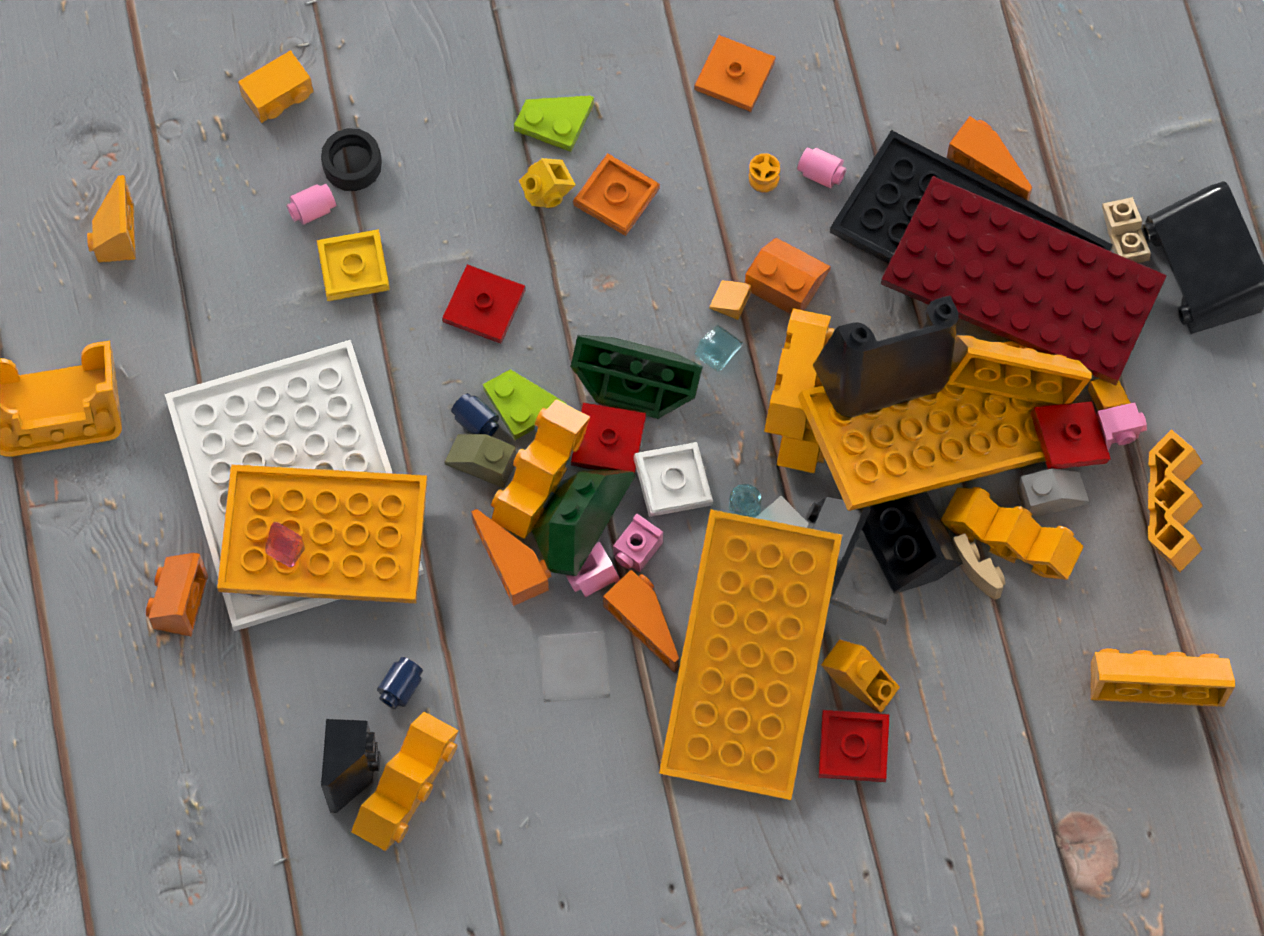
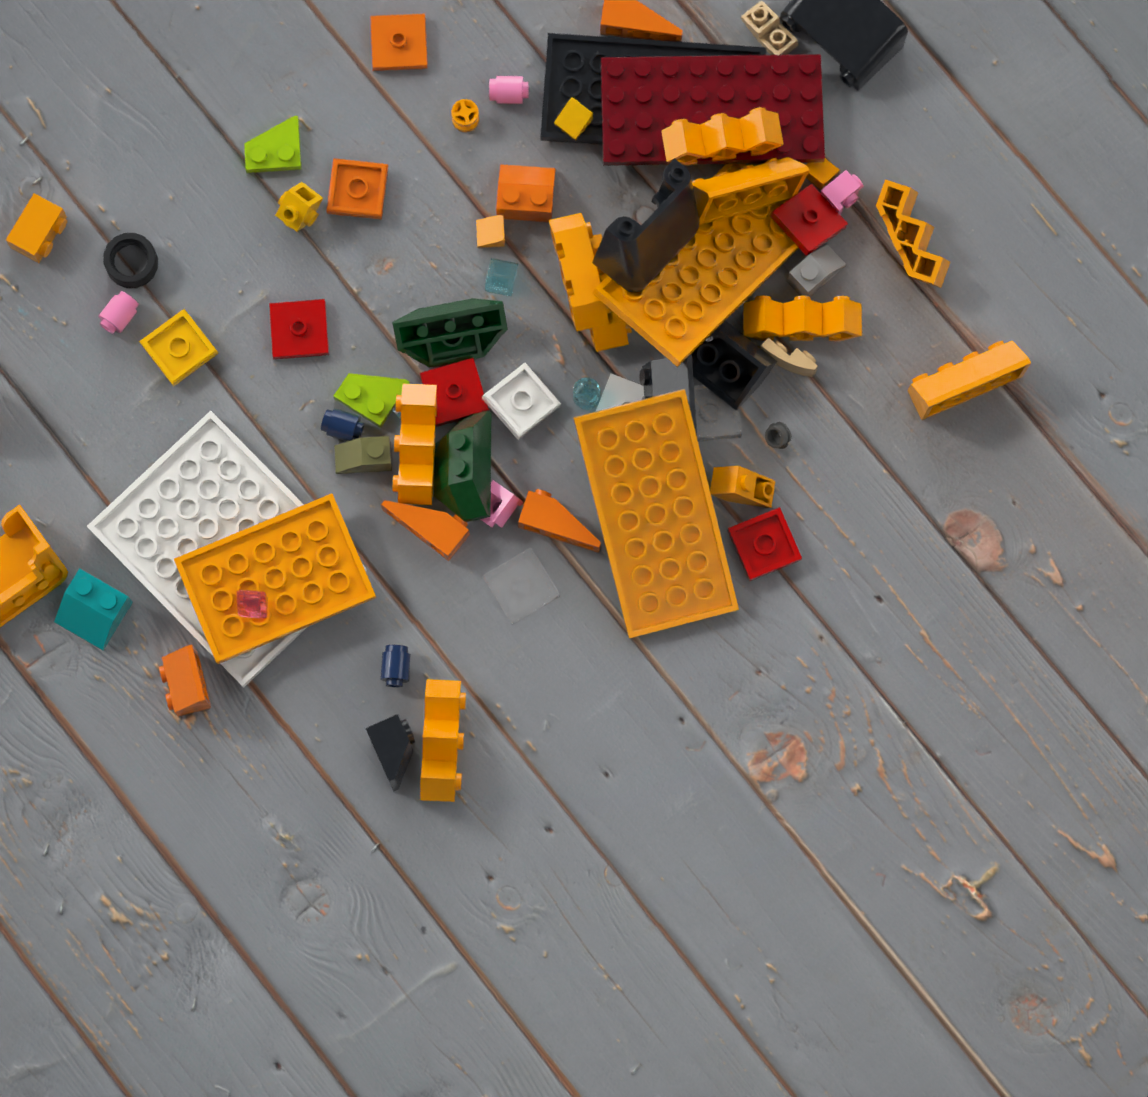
camera: 30 degrees left, 10 degrees up
(125, 478) = (92, 609): none -> teal slope
(637, 556) = (520, 478): bright pink brick -> none
(873, 223) = (574, 118): none -> yellow slope
(925, 640) = (778, 435): none -> dark grey plate
(1017, 306) = (722, 137): none -> light orange brick

